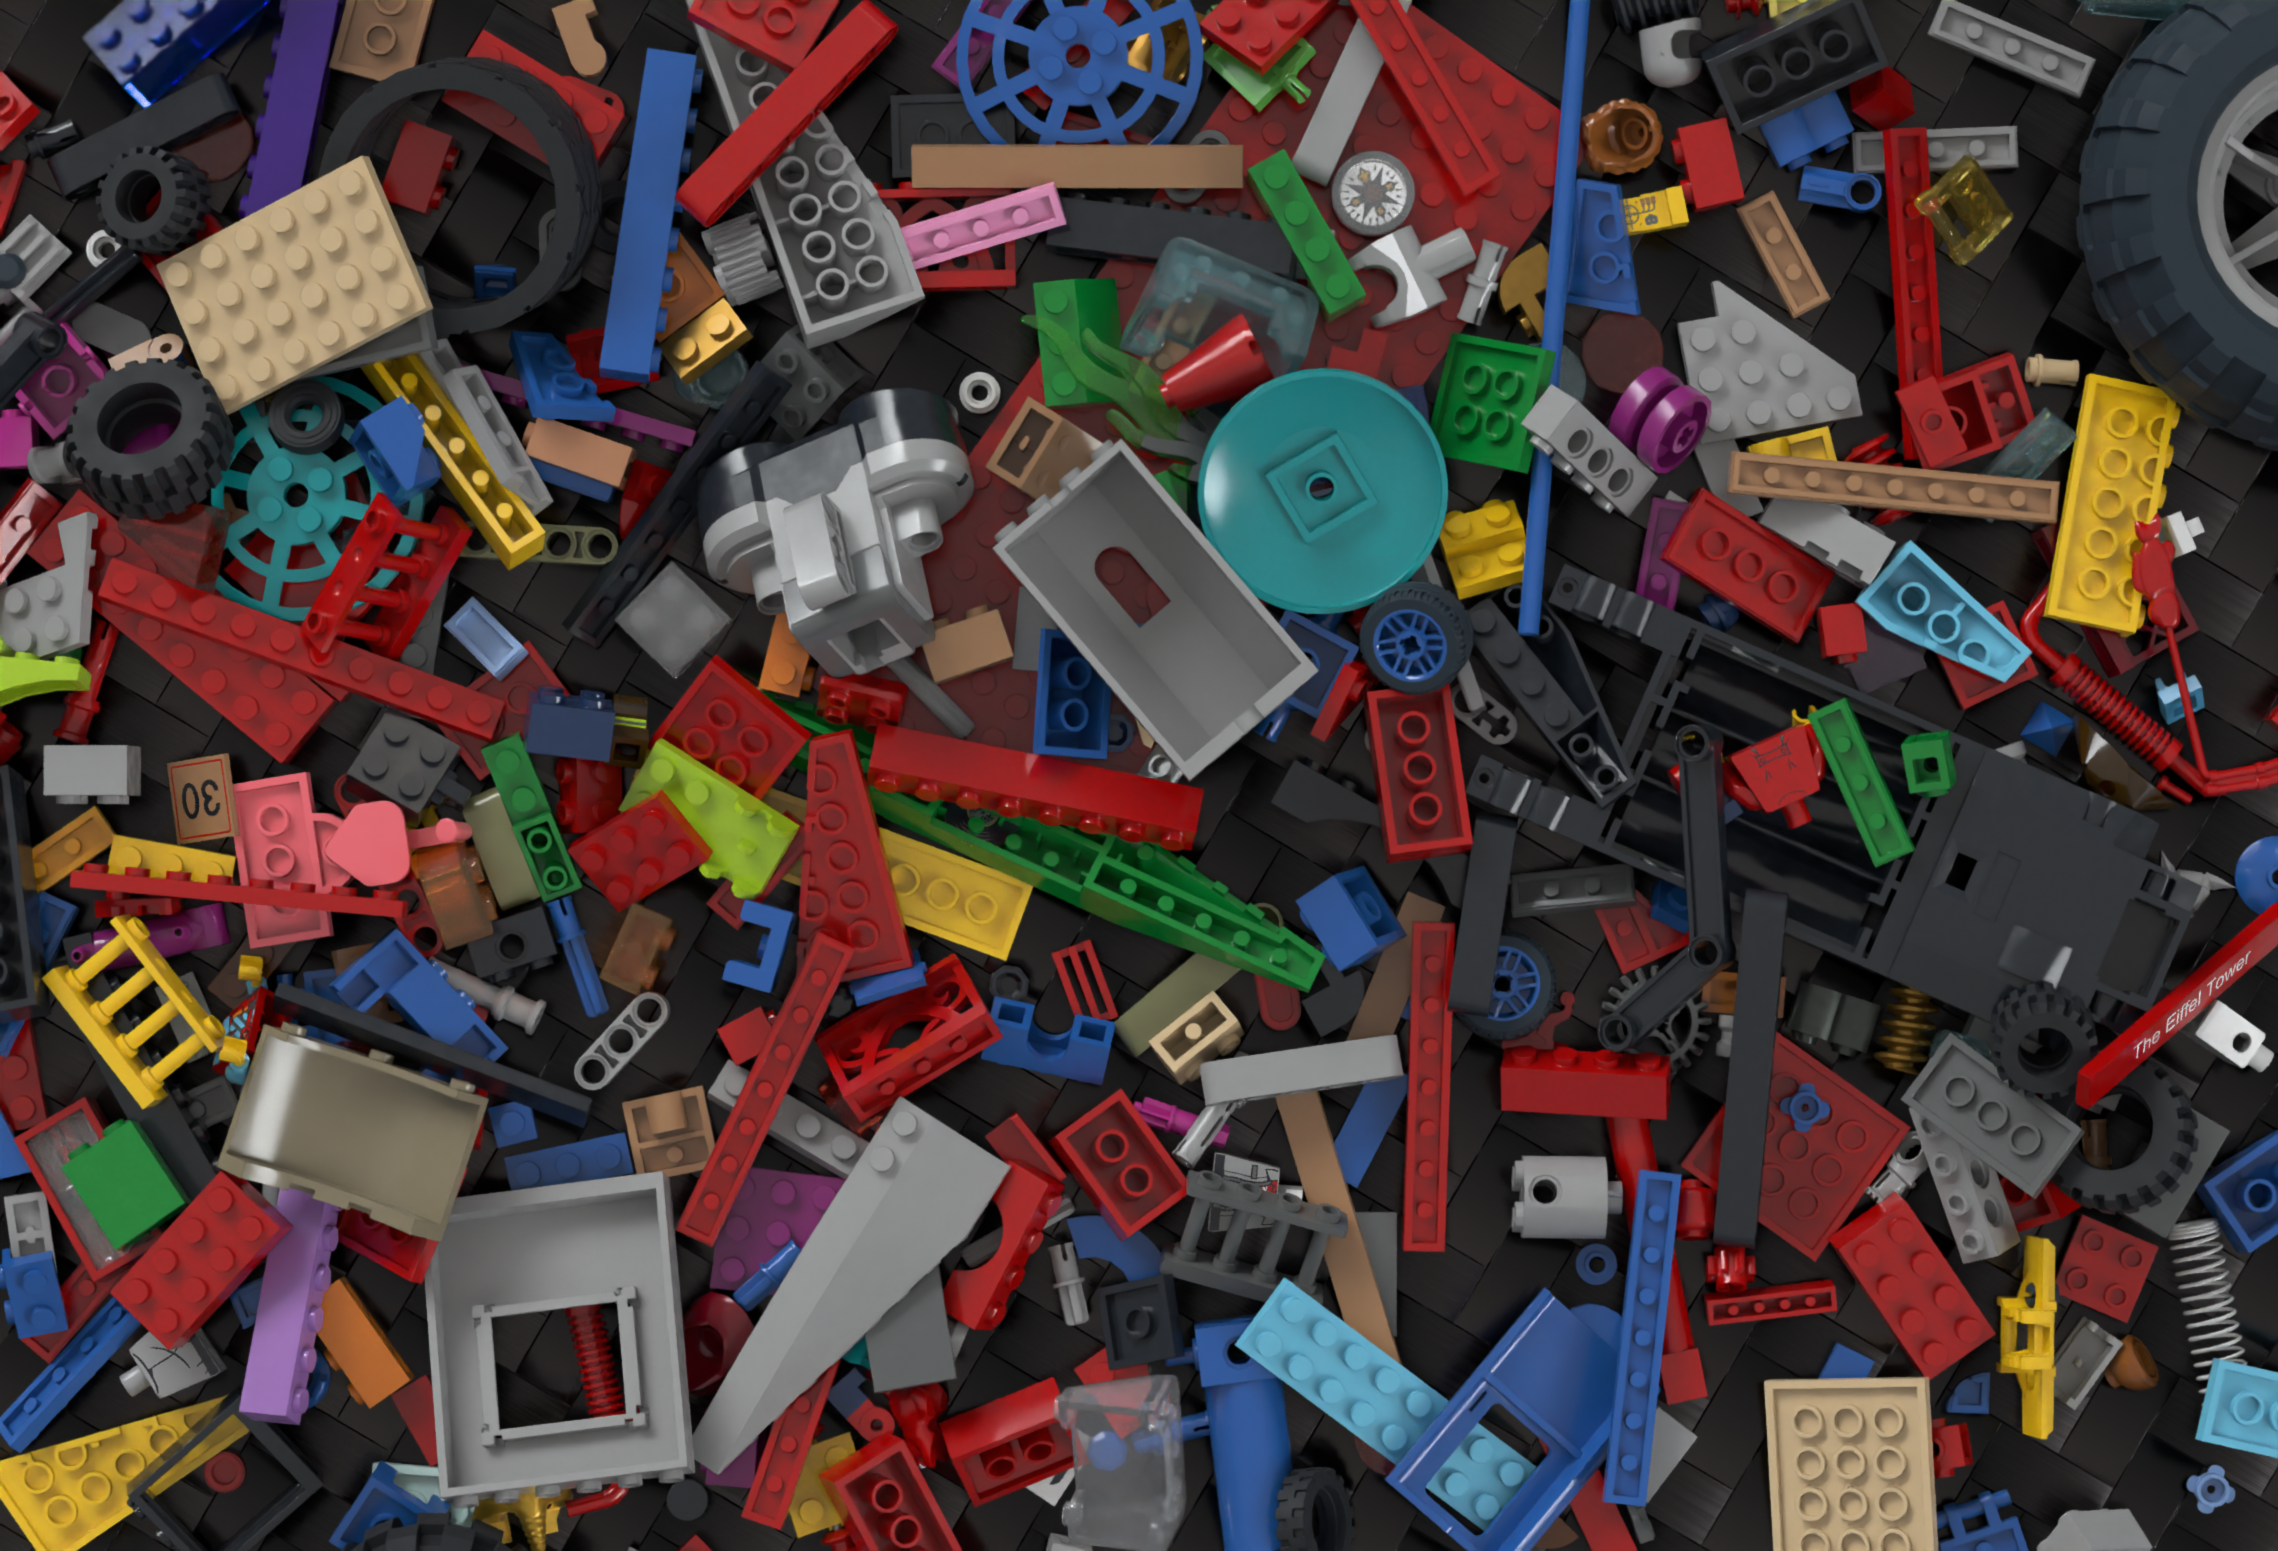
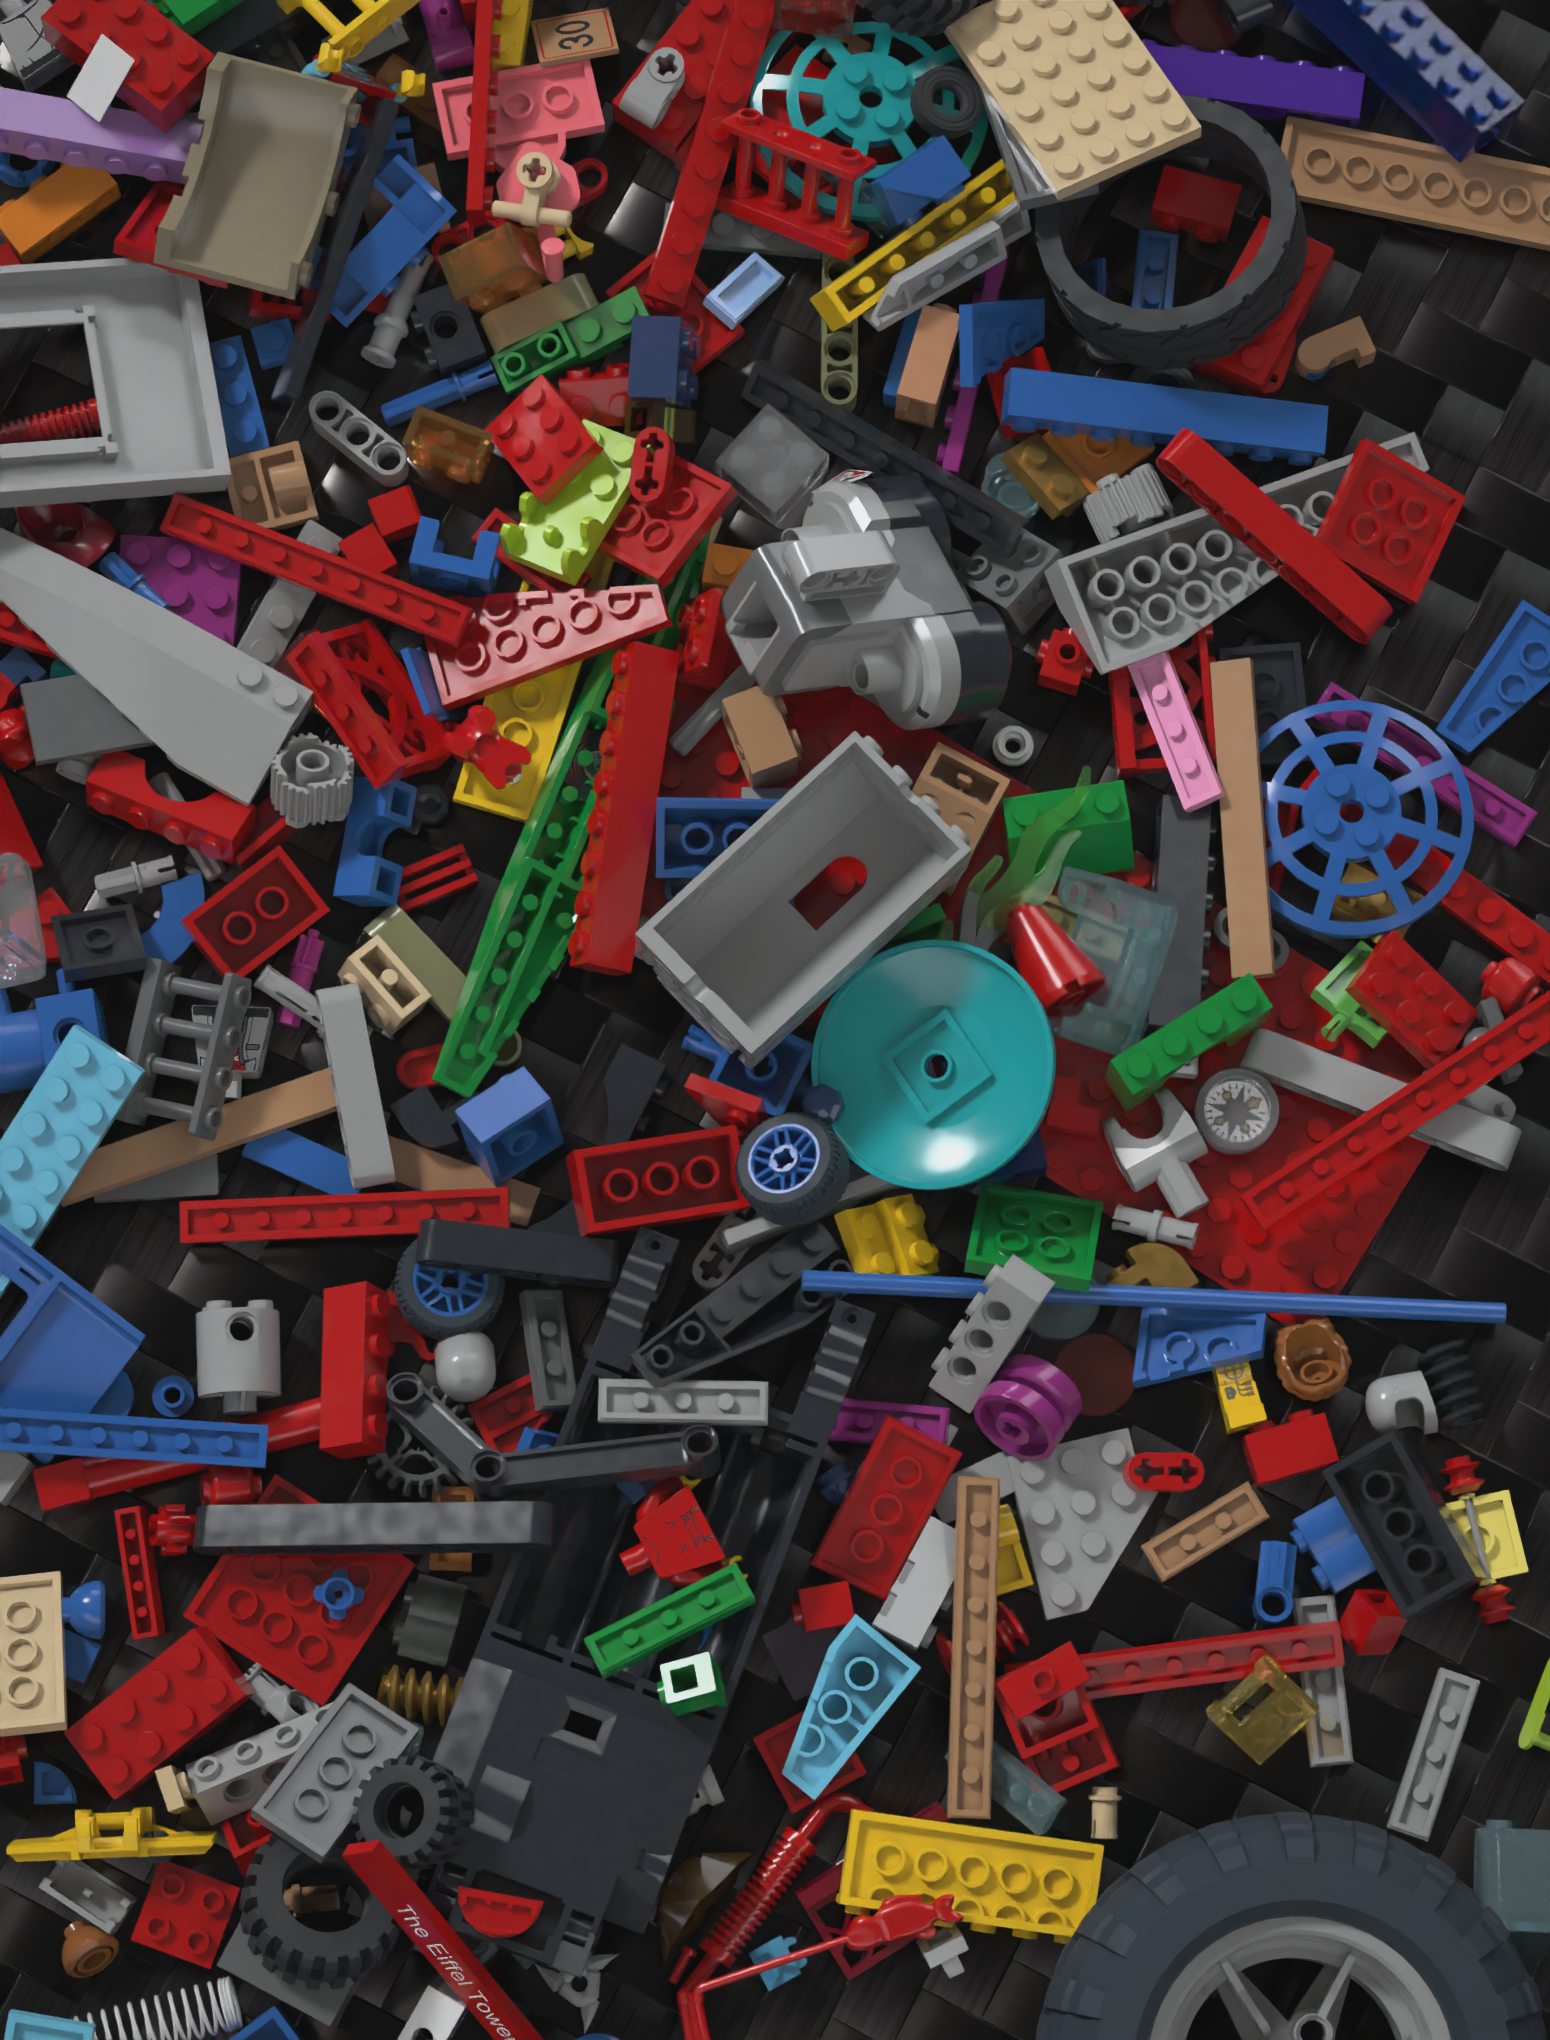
camera: 85 degrees right, 10 degrees down
(238, 1289) = (100, 78): none -> white sticker
(281, 721) = (651, 93): none -> light grey piece
(404, 850) = (532, 209): none -> tan piece
(408, 767) = (613, 219): black hinge -> none
(498, 216) = (1155, 270): none -> blue tile
(641, 489) = (899, 425): red plate -> none
(680, 750) = (643, 465): none -> red beam
(693, 547) = (848, 475): none -> sticker
(707, 1005) = (395, 514): none -> red piece
(905, 347) = (1059, 672): none -> red brick
(956, 931) = (481, 744): none -> red animal
(990, 1101) = (312, 781): none -> light grey brick
(1352, 603) = (824, 1103): none -> dark blue tile
(1587, 972) = (465, 1366): none -> light grey helmet
(1646, 757) = (683, 1402): none -> light grey tile
(1735, 291) = (1163, 1481): none -> red beam
(1805, 1355) = (86, 1609): none -> blue brick
(1987, 1274) = (175, 1789): none -> tan plate
(2047, 728) = (738, 1829): blue slope -> none
(2142, 961) = (498, 1913): none -> red tile

